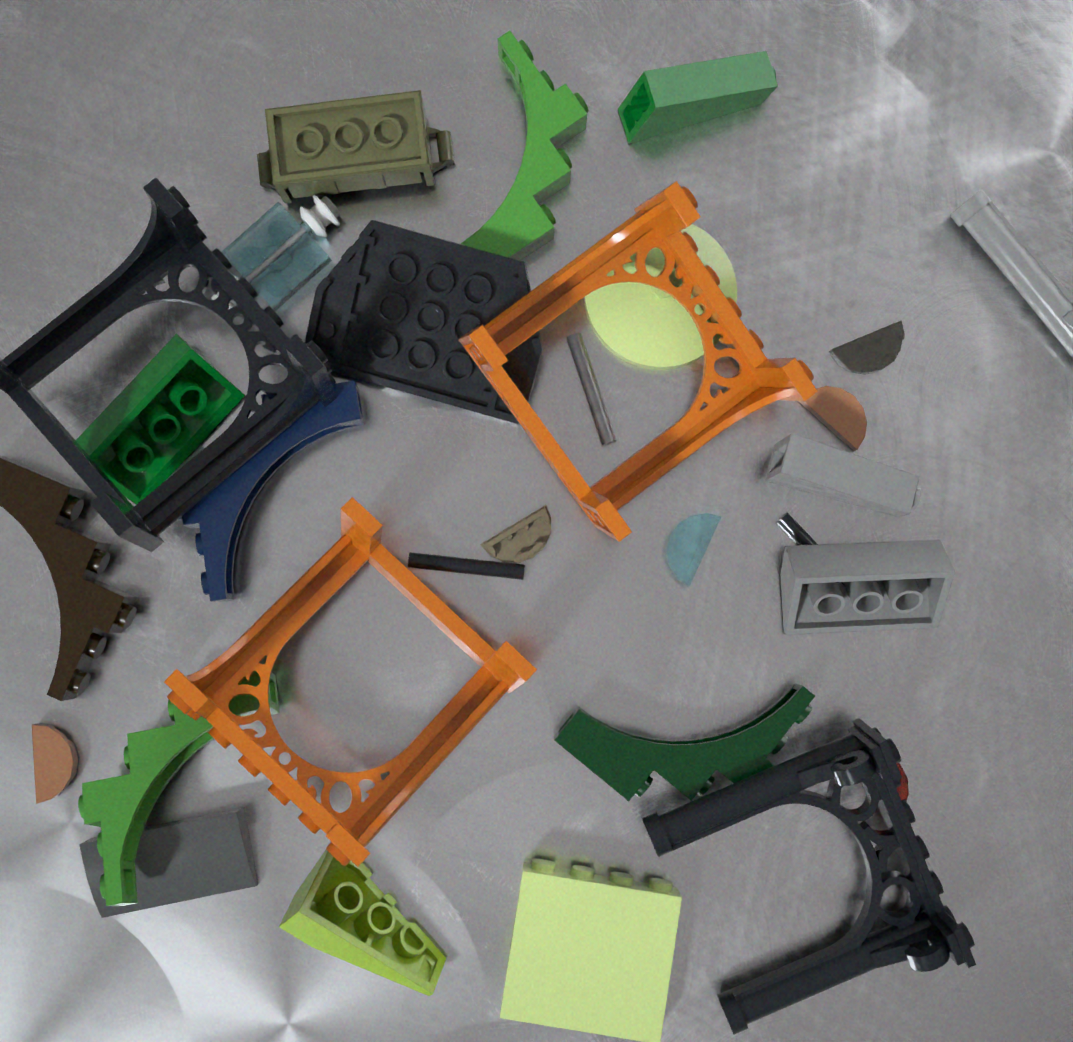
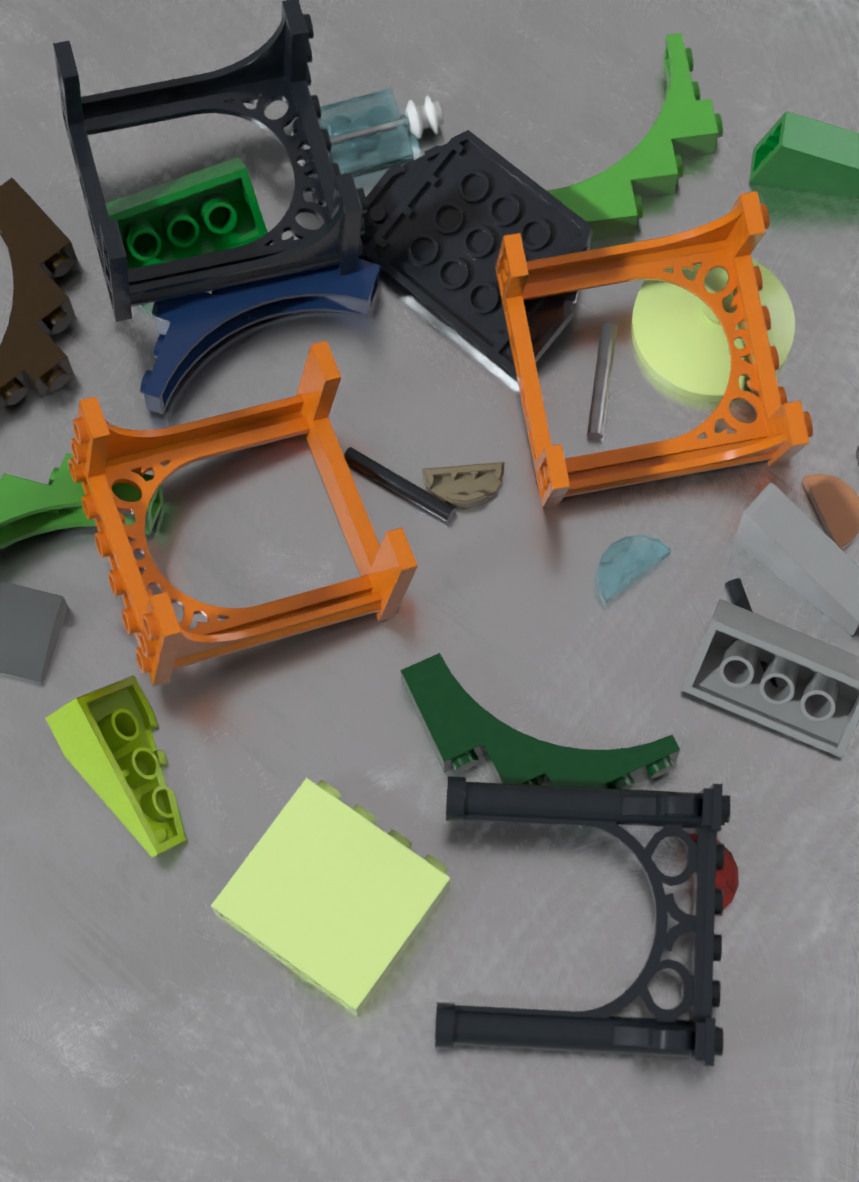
camera: 30 degrees right, 15 degrees down
(350, 146) = (484, 68): olive container -> none

